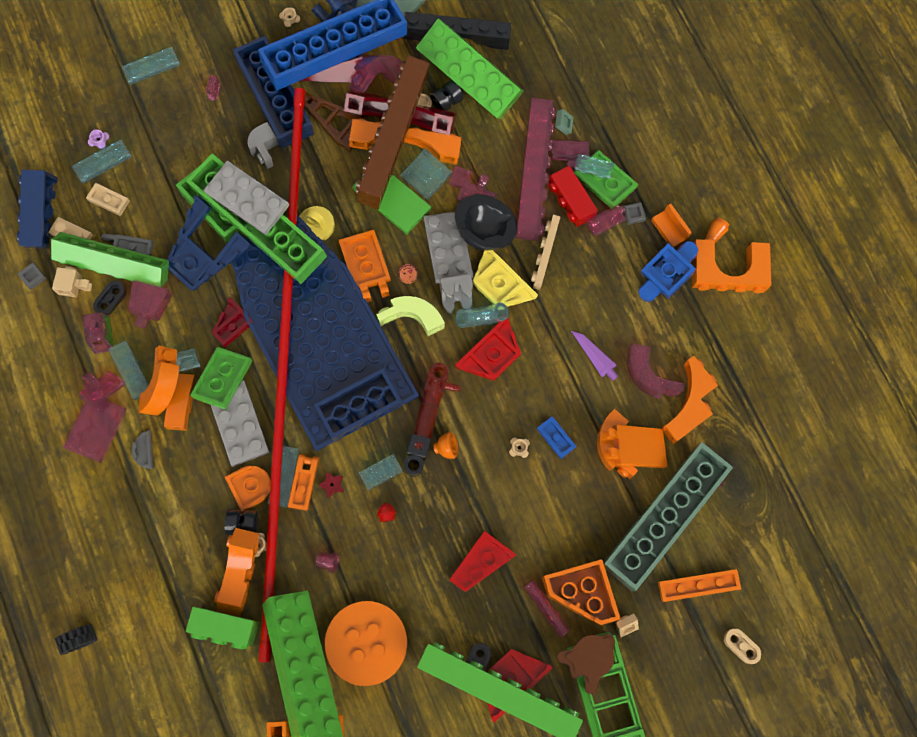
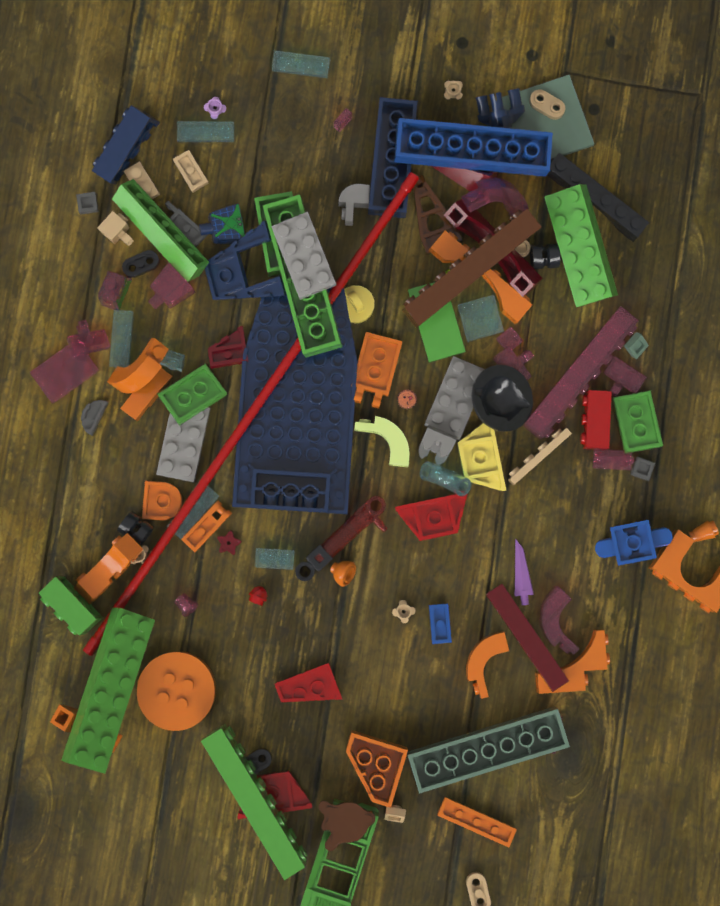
camera: 35 degrees right, 10 degrees up
(163, 224) = (224, 225): none -> torso
(547, 609) = (339, 758): clear pink pin -> none
(594, 166) = (637, 411): clear light blue plate -> none
(636, 402) = (527, 638): none -> dark red tile
(636, 446) = (501, 676): orange tile -> none
(671, 226) = (666, 503): orange panel -> none

